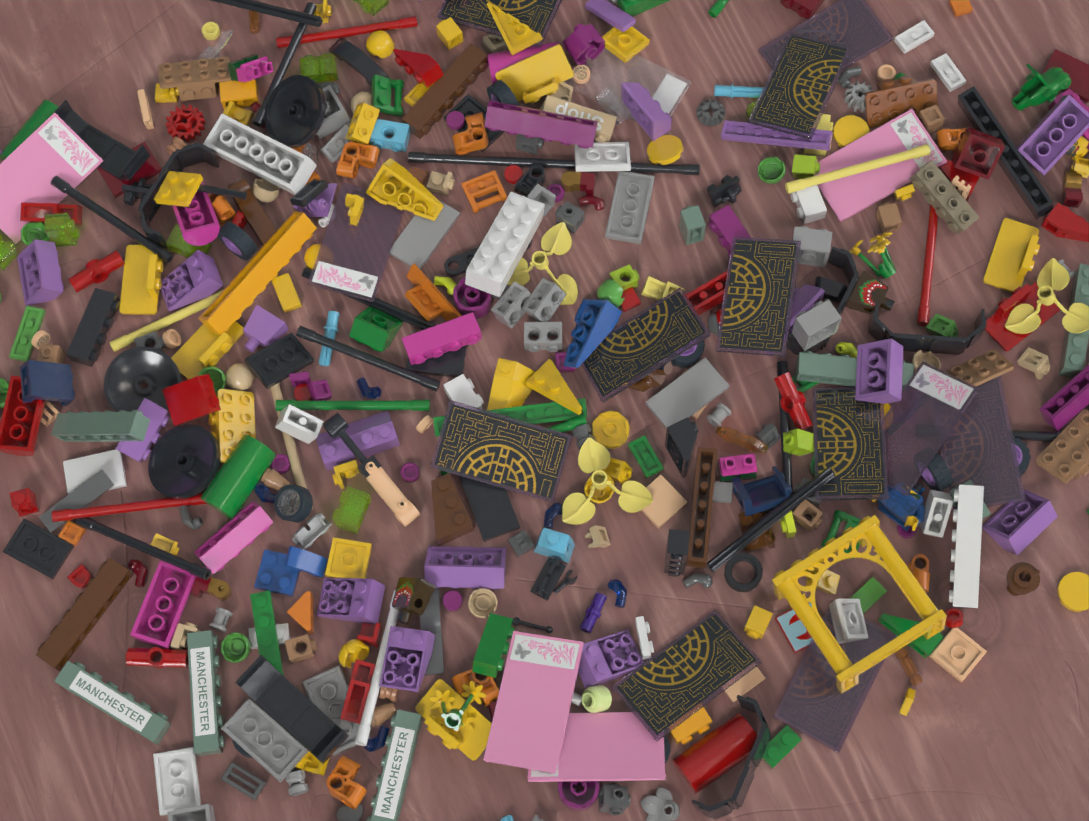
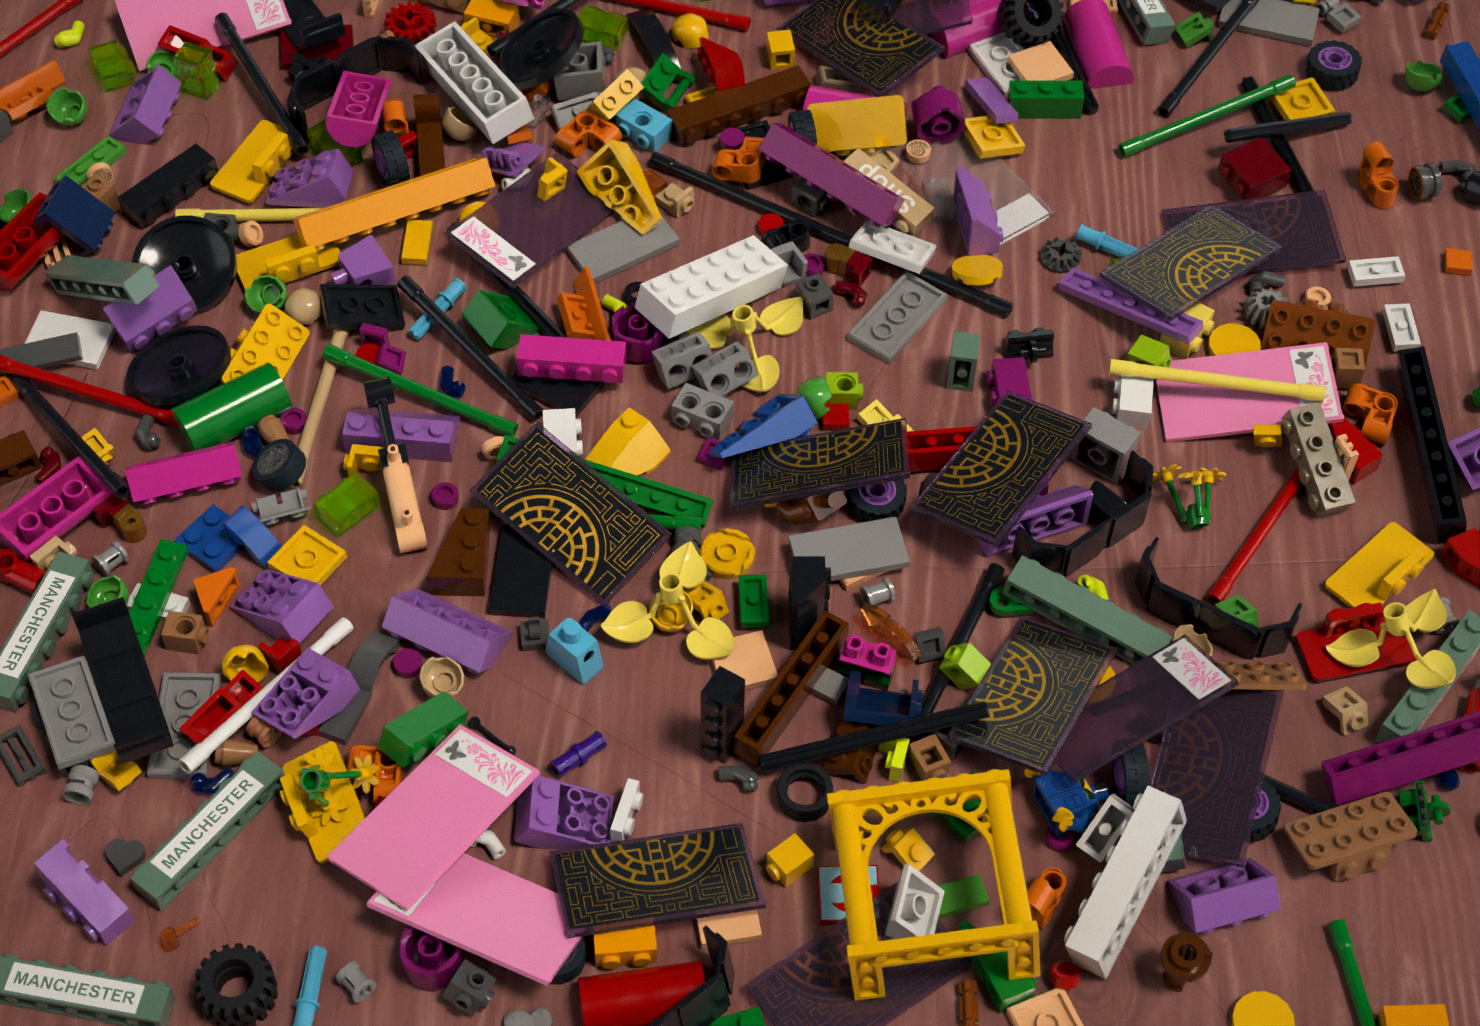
camera: 20 degrees right, 15 degrees down
(96, 271) = (210, 131): red piece -> none
(178, 188) = (354, 75): yellow plate -> none
(191, 399) = (228, 298): red brick -> none
(222, 191) = (401, 96): black bar -> none
(299, 424) = (338, 379): white brick -> none
(309, 192) = (506, 142): black tile -> none
(349, 792) = (137, 808): orange piece -> none
(411, 597) = (355, 629): dark brown torso -> none
(482, 186) = (721, 222): orange plate -> none
(516, 34) = (855, 68): yellow wing -> none
(548, 578) = (545, 689): black hinge -> none
(552, 385) = (680, 468): yellow wing -> none
(567, 581) = (567, 704): black hand -> none
(596, 699) = (520, 855): yellowish green head -> none
(599, 537) = (638, 667): tan tile -> none
(620, 591) = (629, 743): clear blue arm -> none
(771, 170) = (1103, 344): bright green hair -> none
(793, 401) = (984, 613): red piece -> none
(816, 324) = (1056, 522): light grey brick -> none
(867, 292) = (1158, 523): dark brown torso -> none
(879, 372) = (1118, 621): medium lavender slope -> none
(888, 217) = (1232, 457): medium nougat brick -> none
(978, 153) = (1388, 421): dark red brick -> none

